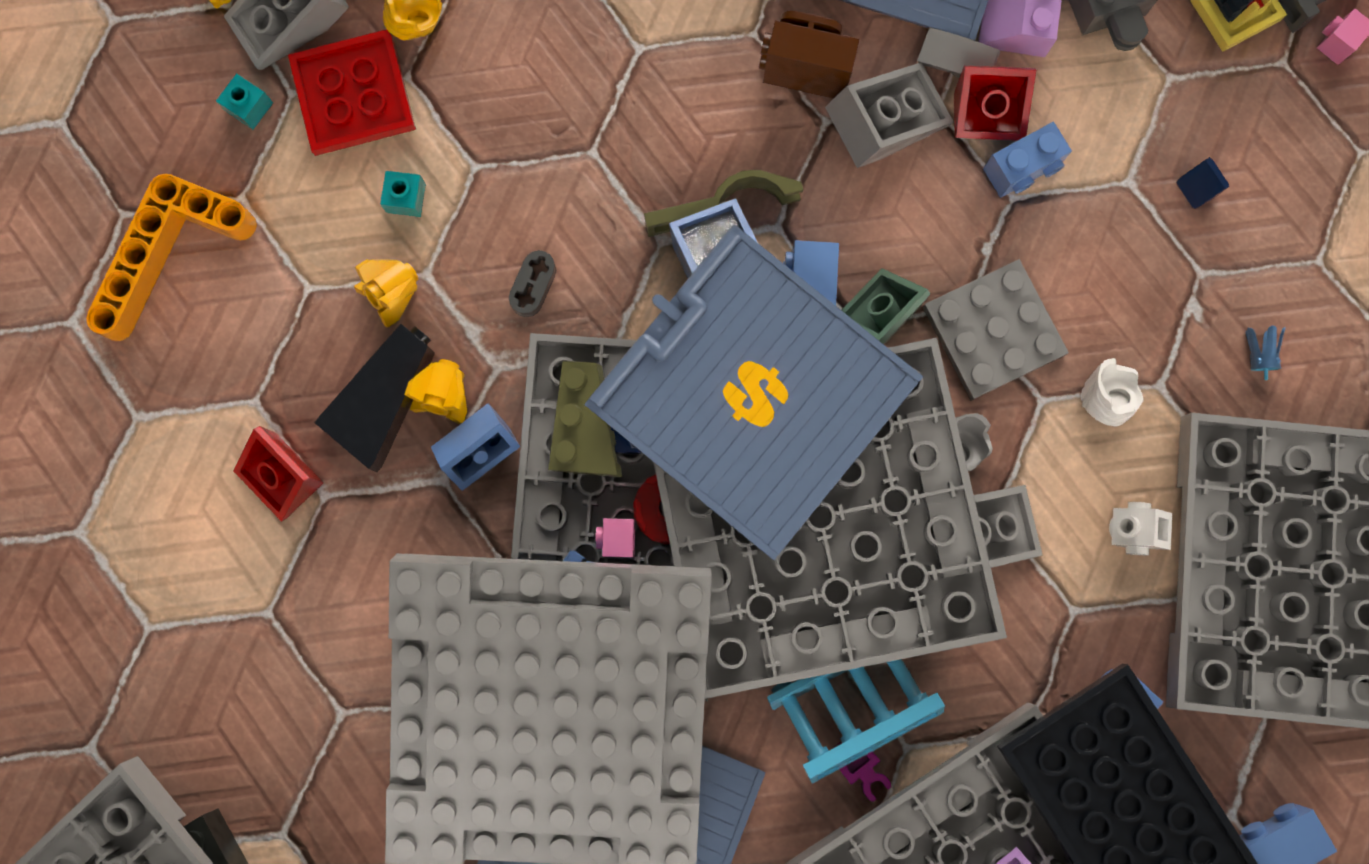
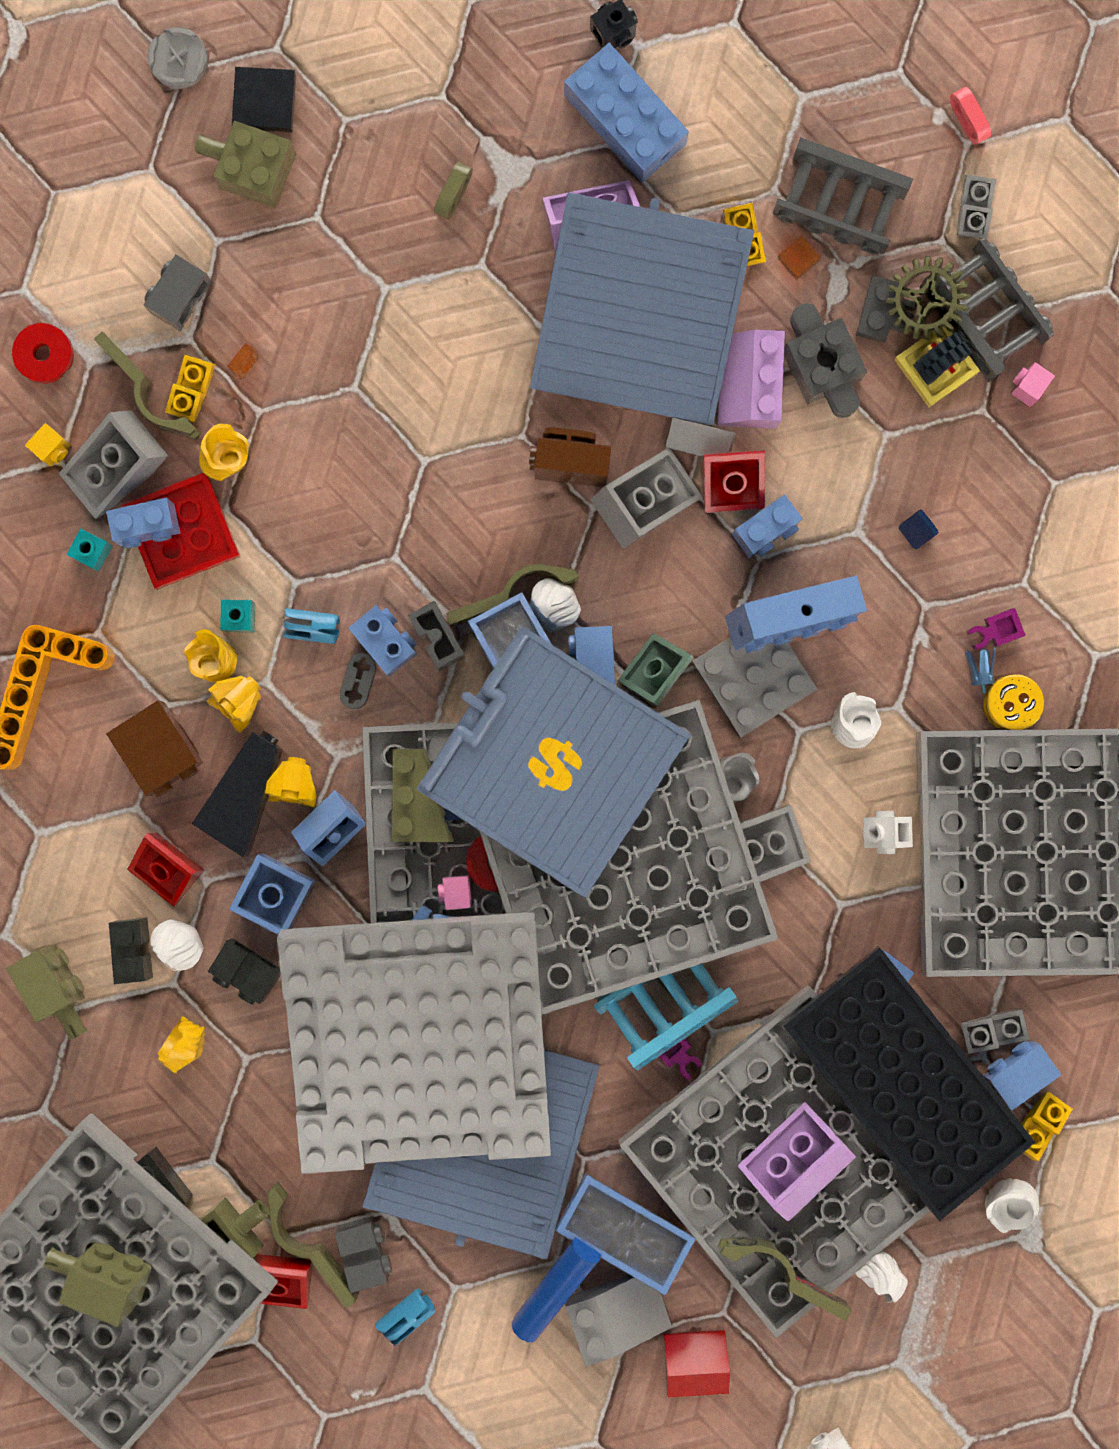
camera: 10 degrees left, 5 degrees up
(114, 597) = (49, 988): none -> olive brick
(217, 565) = (127, 954): none -> pearl dark grey brick
(267, 688) = (182, 1045): none -> yellow hair
(277, 565) = (176, 945): none -> white hair
(284, 331) = (155, 749): none -> reddish brown brick
(307, 71) = (143, 522): none -> medium blue brick
(353, 606) = (245, 971): none -> pearl dark grey brick
(364, 233) = (210, 657): none -> yellow hair
(397, 516) = (272, 894): none -> medium blue brick
(492, 215) = (317, 627): none -> dark azure arm
(567, 239) = (383, 641): none -> medium blue brick
(626, 226) = (430, 623): none -> dark grey brick
(772, 220) = (554, 605): none -> white hair
(1056, 256) = (796, 614): none -> medium blue brick
(1252, 786) = (995, 1030): none -> light grey slope
(1288, 307) = (1000, 628): none -> magenta plate
(1300, 393) = (1013, 703): none -> yellow head

